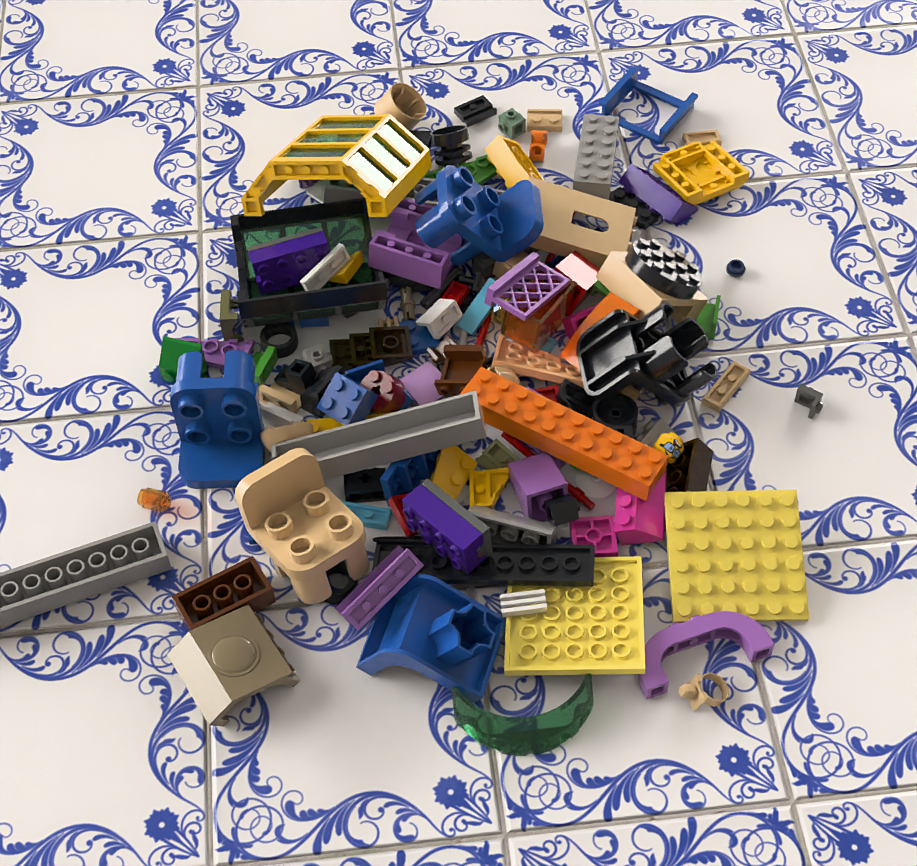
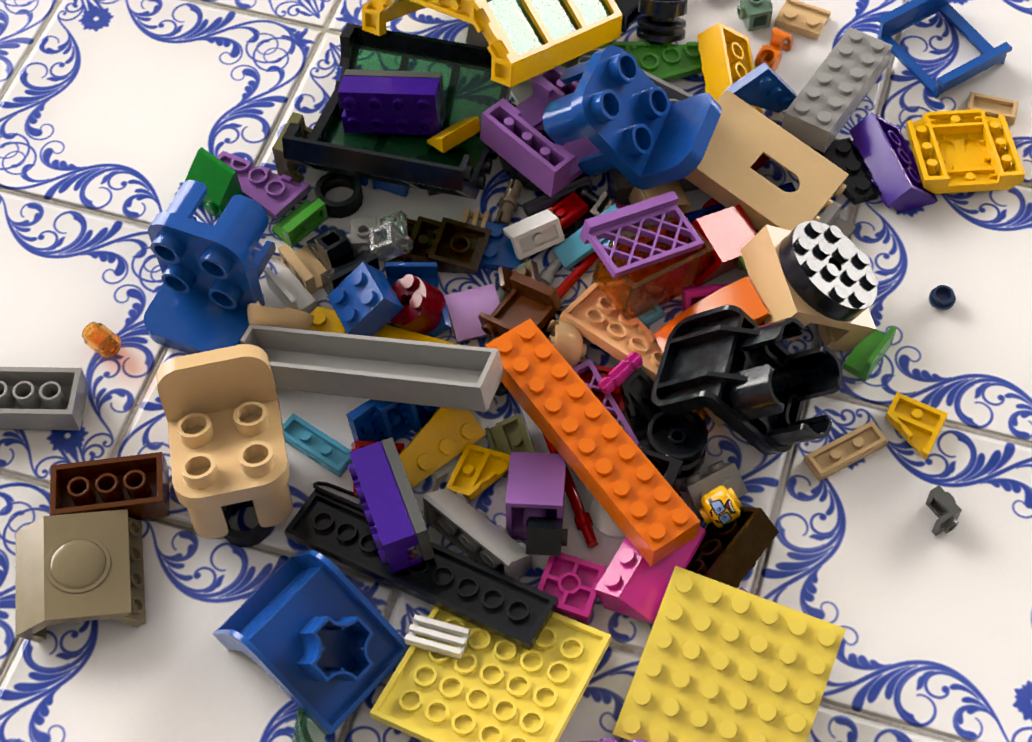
camera: 25 degrees right, 5 degrees up
(326, 268) = (423, 127): white tile -> none
(340, 352) = (391, 237): none -> clear brick
(364, 486) = (330, 412): black brick -> none
(379, 587) = (275, 549): medium lavender fence -> none
(551, 170) = (764, 89): none -> blue wing
(555, 384) = (620, 373): none -> dark pink axle
(762, 352) = (916, 422): none -> yellow wing

